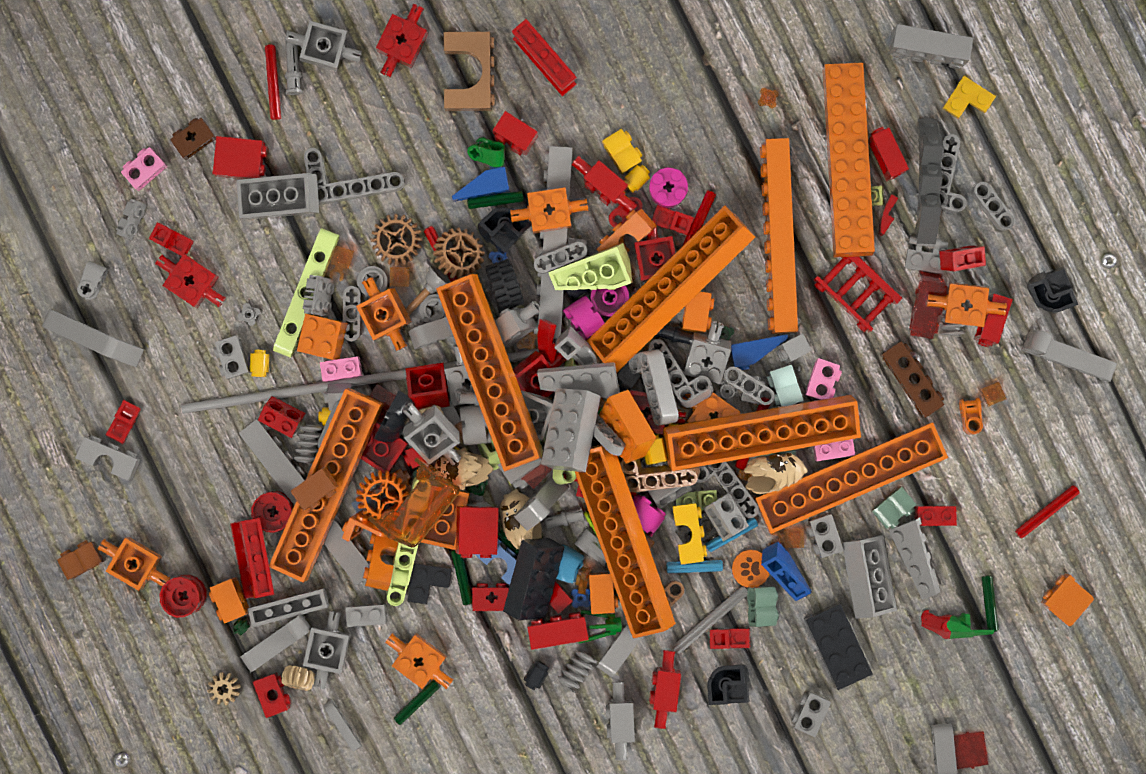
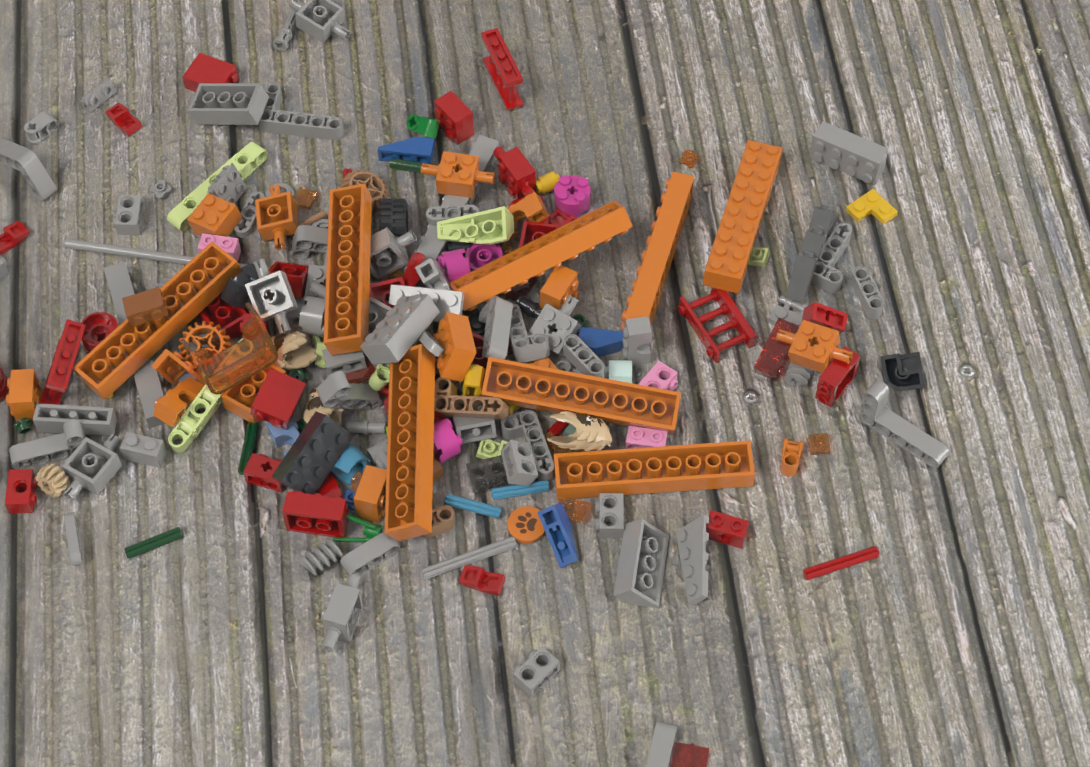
camera: 20 degrees right, 30 degrees down
(147, 173) = (128, 62): bright pink brick -> none
(202, 278) = (123, 149): red brick -> none
(203, 137) = (179, 53): reddish brown brick -> none
(259, 363) = (150, 226): yellow brick -> none
(272, 79) = (266, 35): red axle -> none
(281, 416) = (147, 267): red brick -> none
(341, 259) = (259, 172): clear orange plate -> none
(397, 29) = (387, 33): red brick -> none
(401, 232) = (315, 173): medium nougat gear -> none
(420, 673) = (173, 503): orange brick -> none
(423, 577) = (211, 439): black plate -> none
(479, 96) = (430, 88): medium nougat arch -> none
(500, 230) = (412, 185): black brick -> none
(536, 675) = (278, 552): black brick -> none
(621, 151) = (542, 158): yellow brick -> none
(666, 689) = (398, 598): red brick -> none
(693, 550) = (474, 478): yellow arch -> none
(728, 685) = (463, 616): black brick -> none
(762, 606) = (525, 556): sand green brick -> none
(838, 646) = (586, 616): black brick -> none
(885, 219) = (763, 274): red slope -> none
(887, 153) = (781, 221): red window -> none
(894, 507) = (686, 509): sand green brick -> none
(935, 398) = (735, 382): reddish brown brick -> none
(951, 626) = (709, 635): animal -> none
(989, 602) = (755, 628): dark green axle -> none
(1067, 599) = (835, 645): orange bracket -> none

